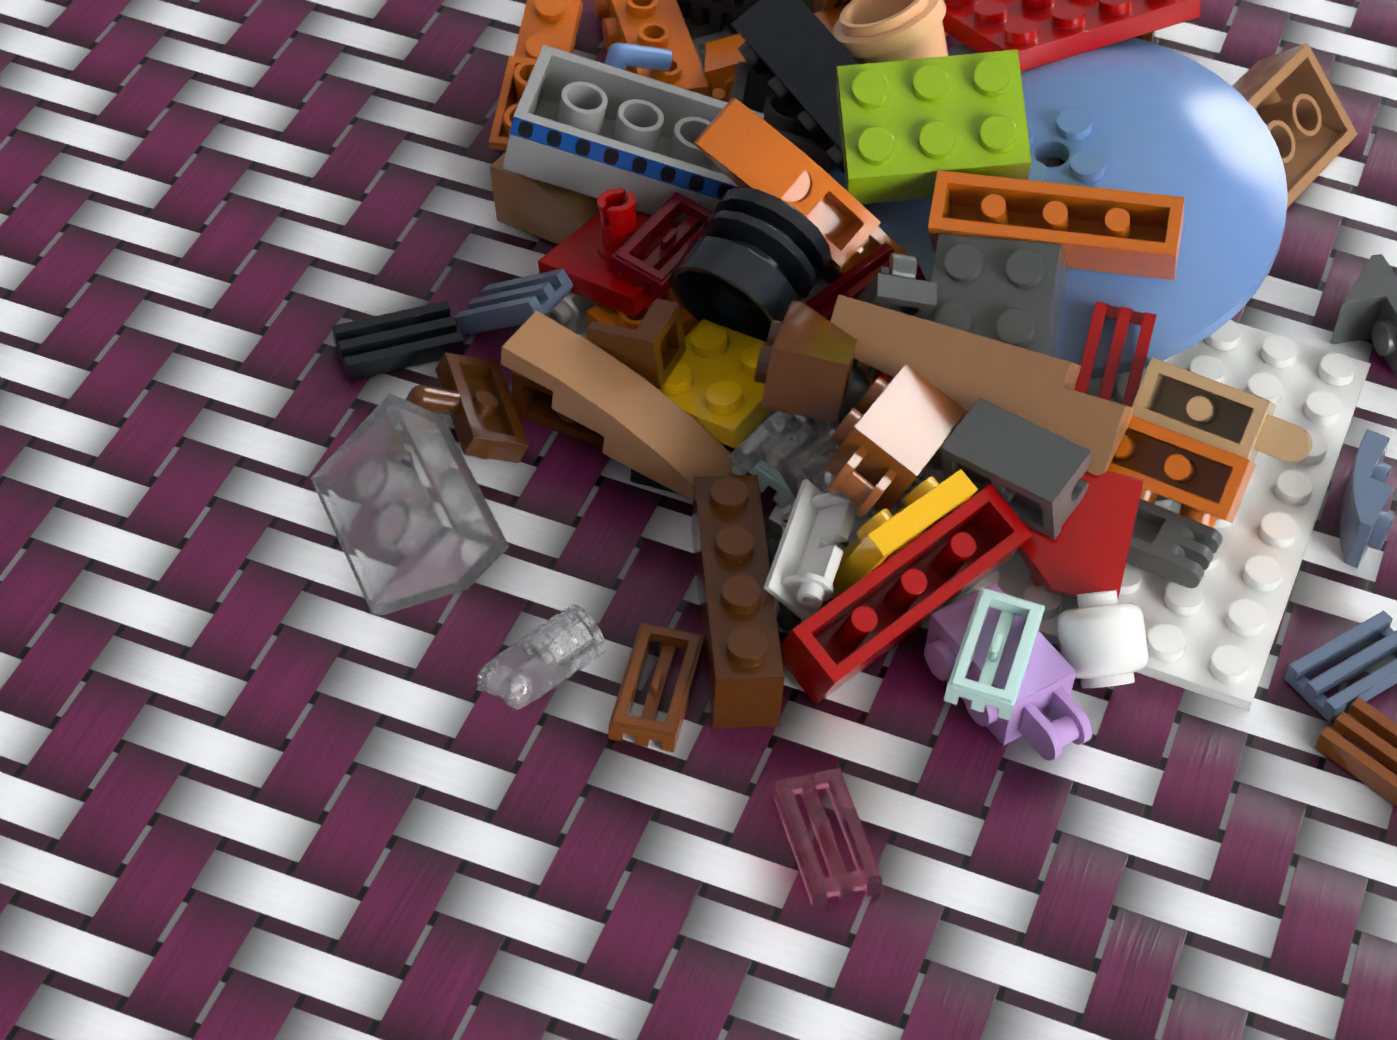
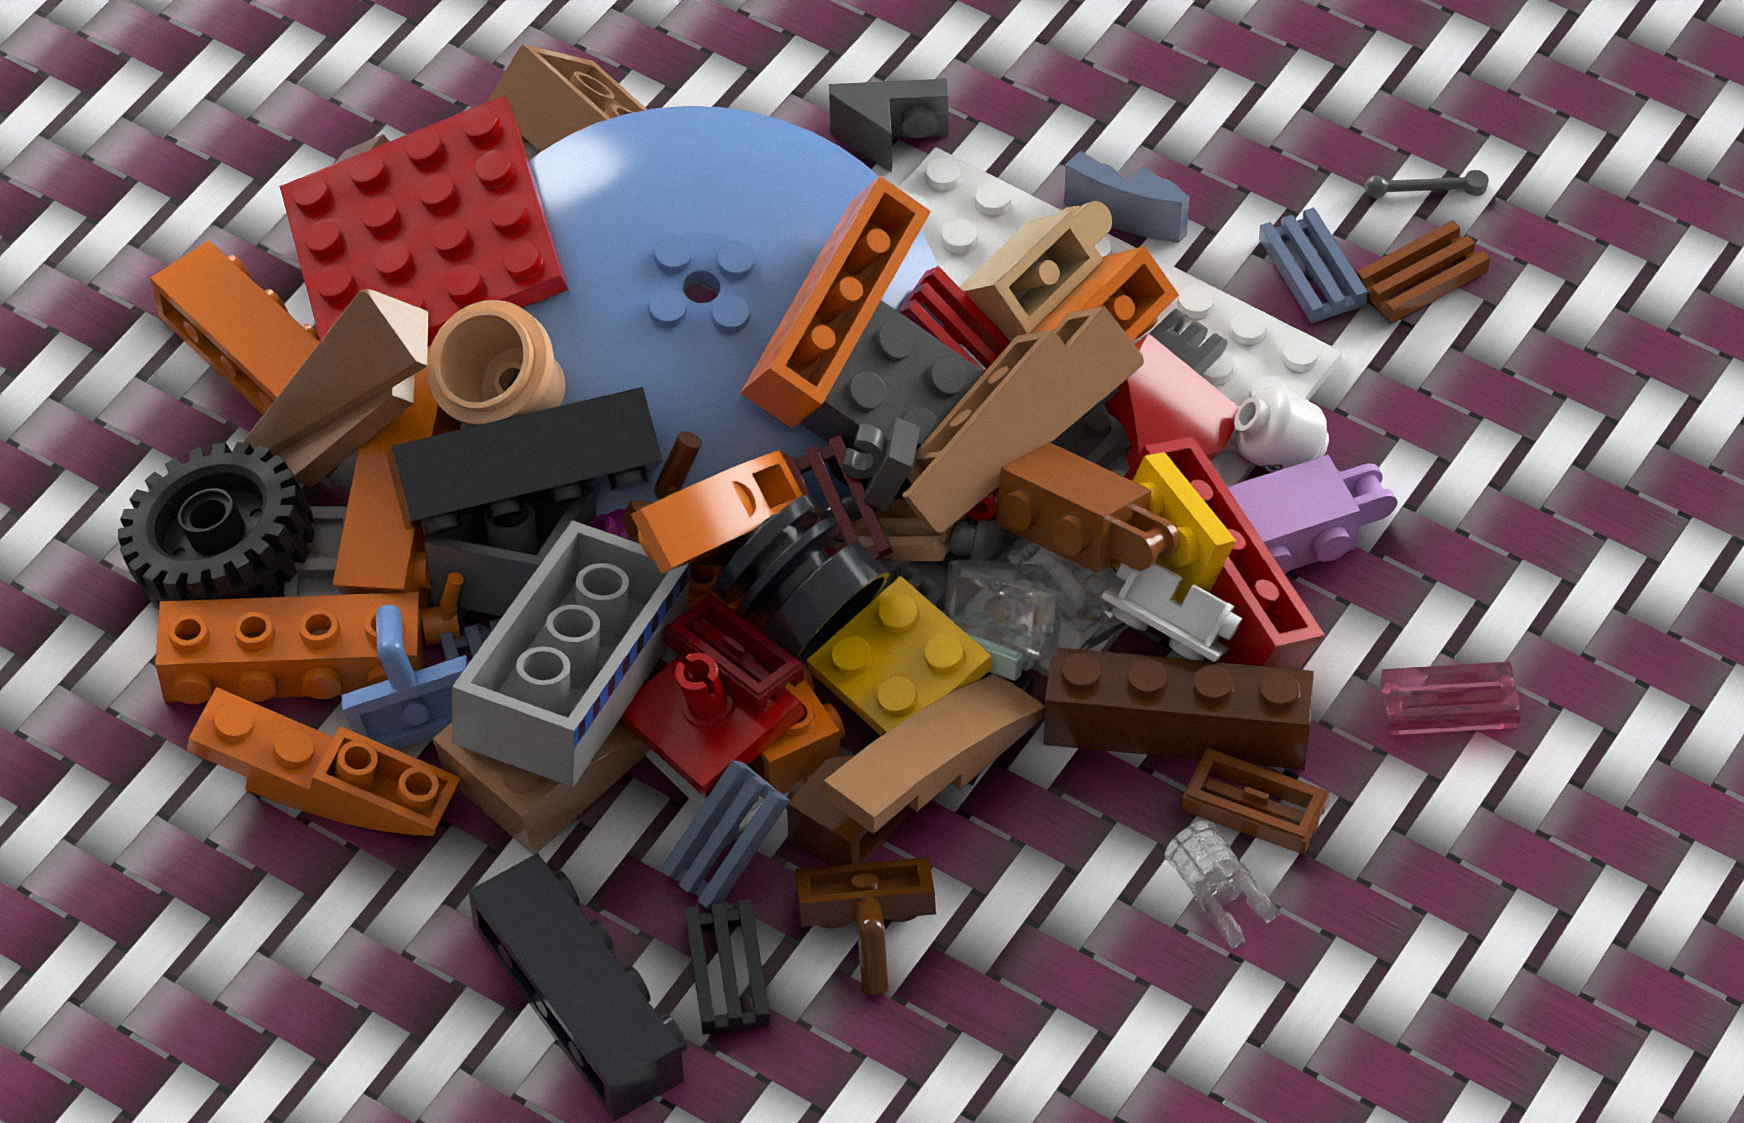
camera: 75 degrees left, 5 degrees up
(351, 245) = (578, 985): none -> black brick
(407, 508) = (1003, 976): clear slope -> none
(649, 349) = (874, 704): reddish brown panel -> none
(805, 365) = (973, 550): reddish brown slope -> none
(930, 116) = (693, 361): lime brick -> none
(982, 692) = (1301, 513): light aqua tile -> none
(1022, 461) = (1130, 410): dark grey hinge -> none

